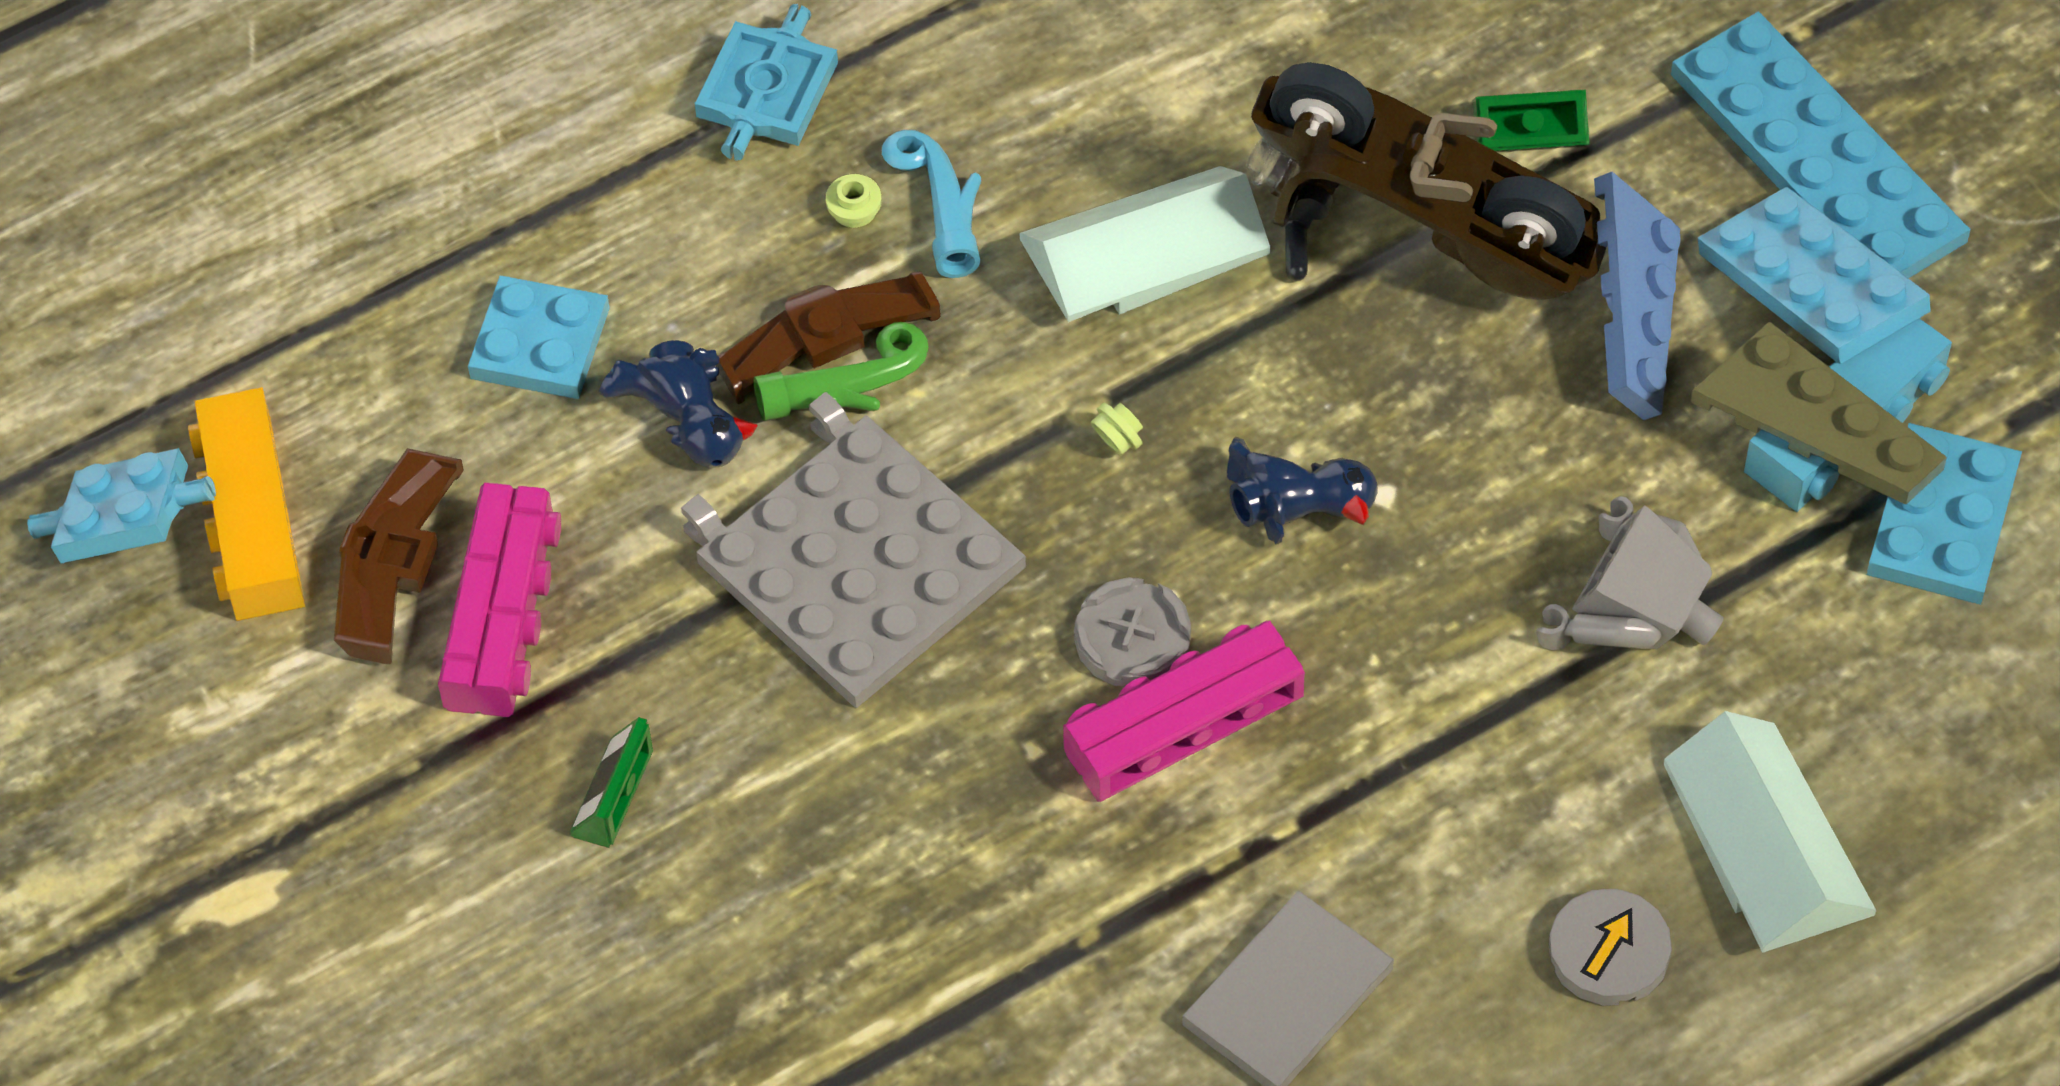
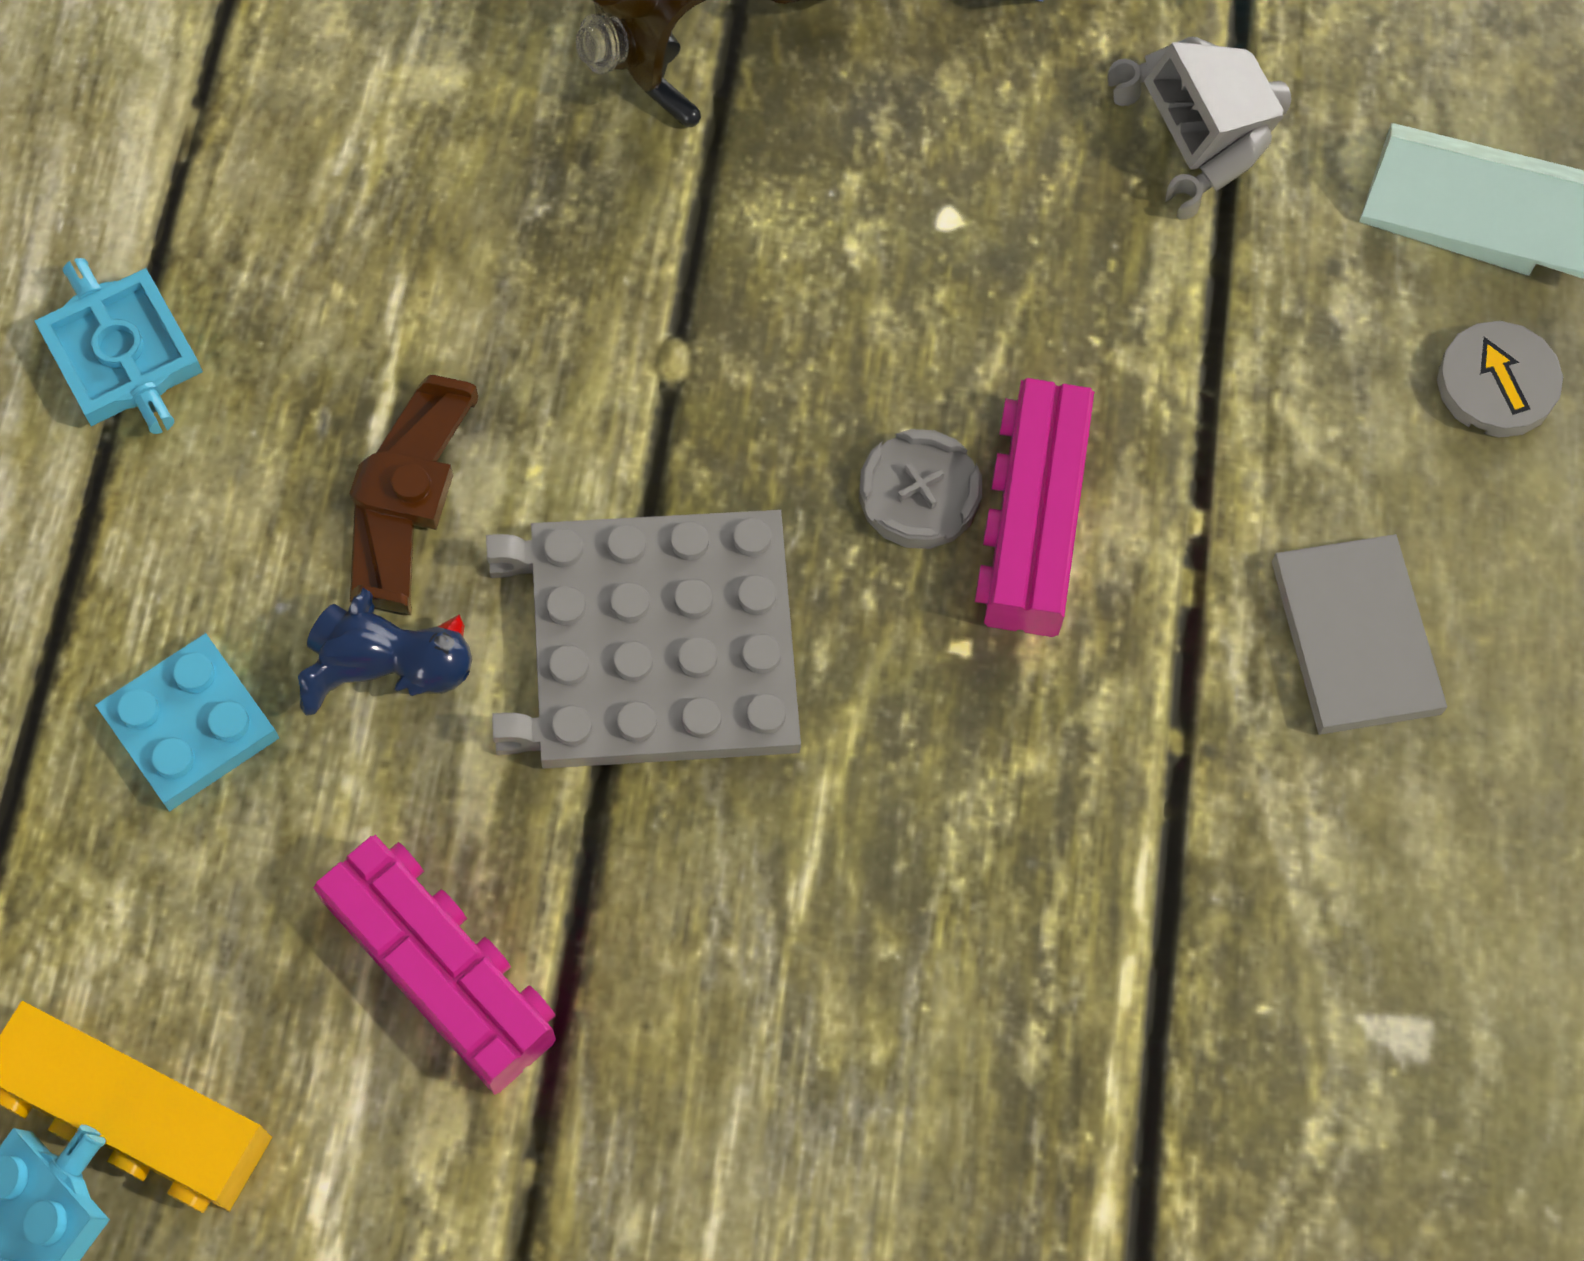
camera: 55 degrees left, 10 degrees up
(389, 552) = (297, 1022): reddish brown plate -> none
(614, 785) = (709, 1009): green slope -> none
(781, 393) = (443, 572): bright green plant -> none
(857, 211) = (306, 385): yellowish green plate -> none
(954, 245) = (426, 331): medium azure plant -> none
(1117, 427) = (723, 349): yellowish green plate -> none
(1149, 243) = (563, 192): light aqua slope -> none
(1282, 491) = (898, 282): dark blue animal -> none

